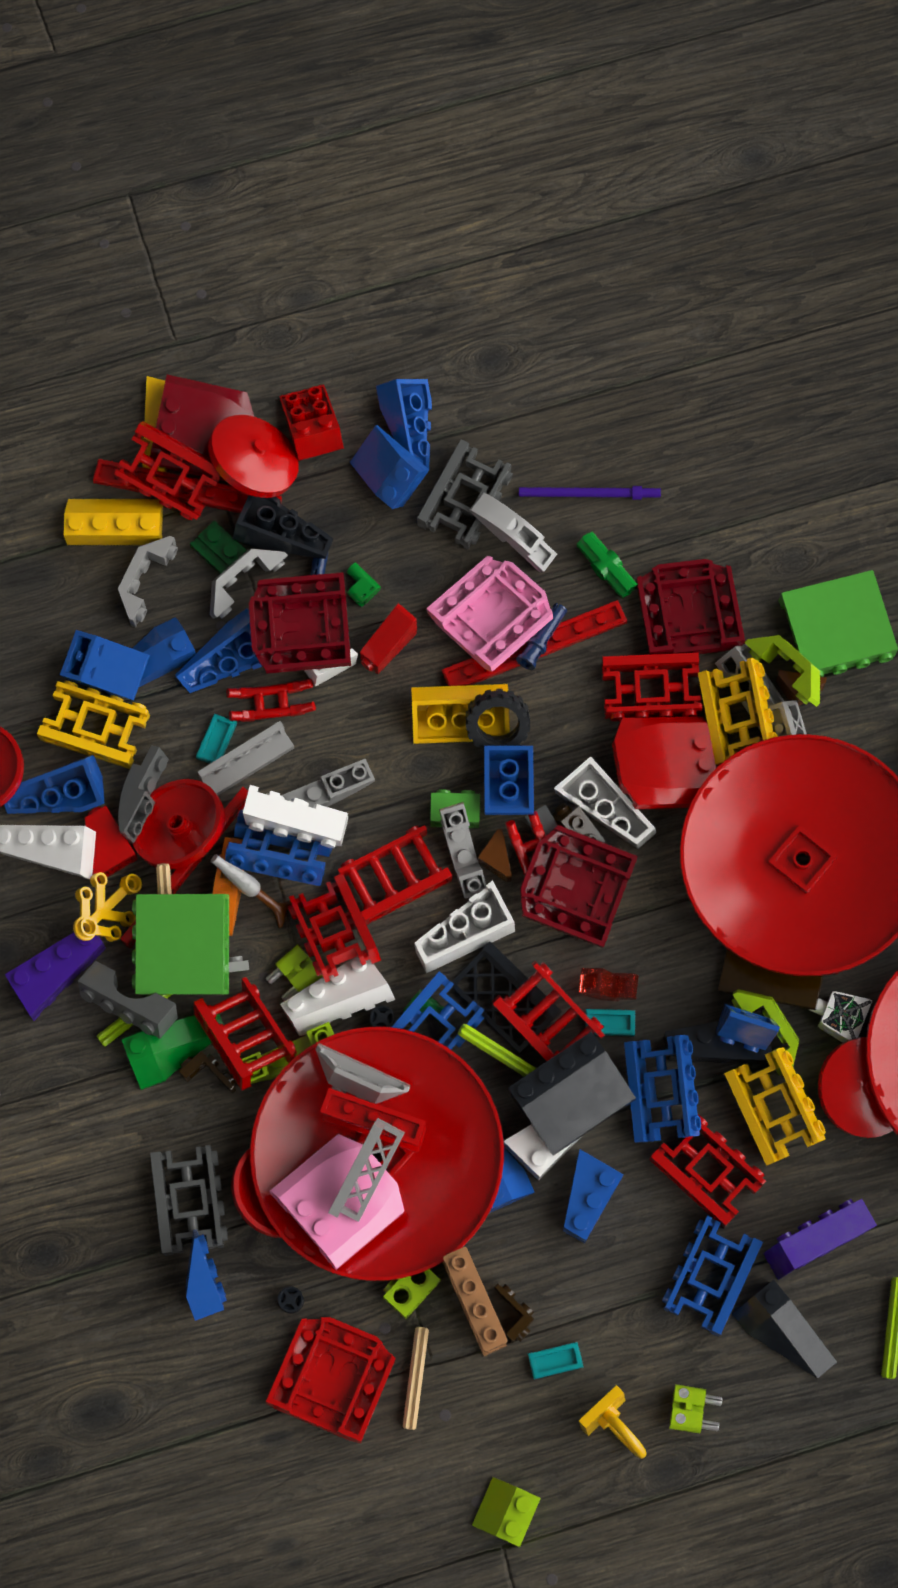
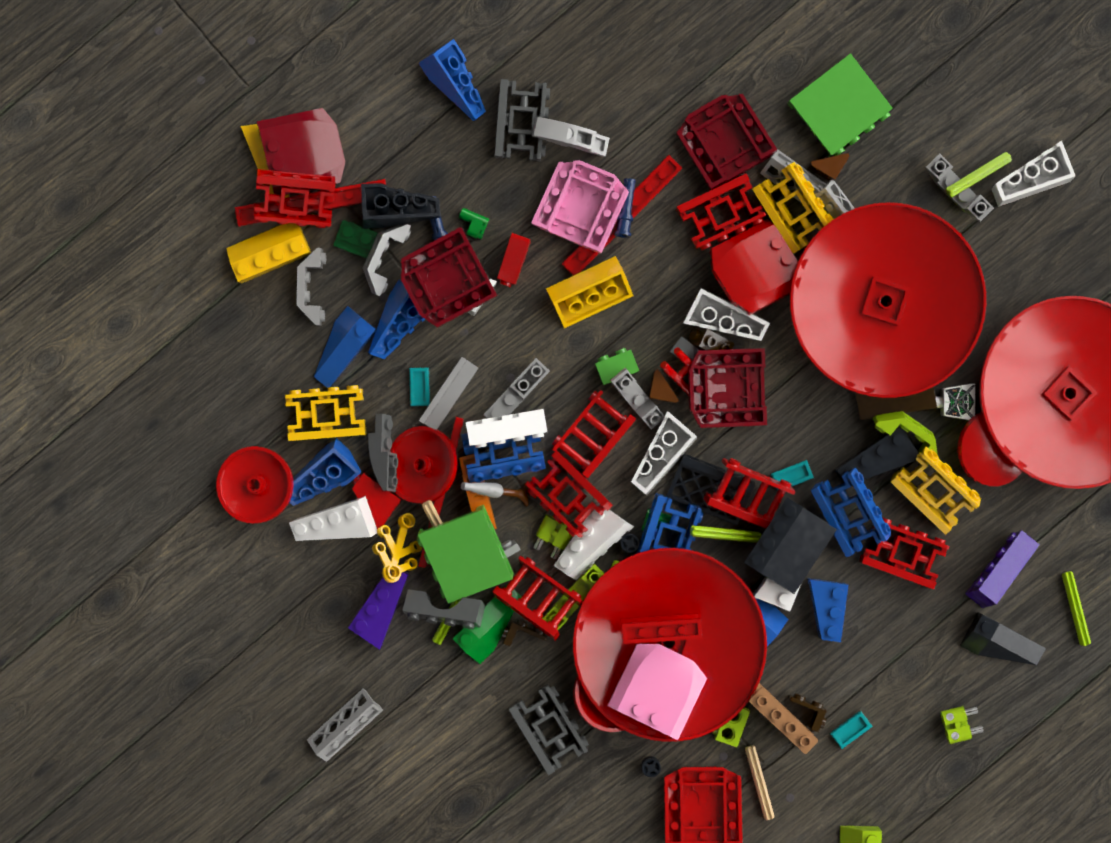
camera: 25 degrees left, 15 degrees up
(104, 665) = (314, 368): blue slope -> none
(202, 1291) = (589, 789): blue slope -> none
(253, 456) = (351, 159): red dish -> none
(260, 711) = (458, 342): red piece -> none
(311, 422) = (381, 110): red slope -> none
(357, 1167) = (669, 667): light grey fence -> none
(358, 1078) = (636, 599): light grey wedge -> none
(388, 468) = (455, 125): blue slope -> none
(497, 699) = (615, 276): black tyre -> none
(508, 780) = (648, 332): blue slope -> none
(606, 564) = (649, 131): green piece -> none
(606, 1415) = (904, 756): yellow tile -> none
(608, 986) = (781, 451): clear red brick -> none
(635, 492) = (647, 63): dark purple bar -> none
(730, 1284) = (952, 624): blue fence -> none
(747, 1028) = (897, 446): blue slope -> none
(808, 683) = (839, 167): lime slope -> none

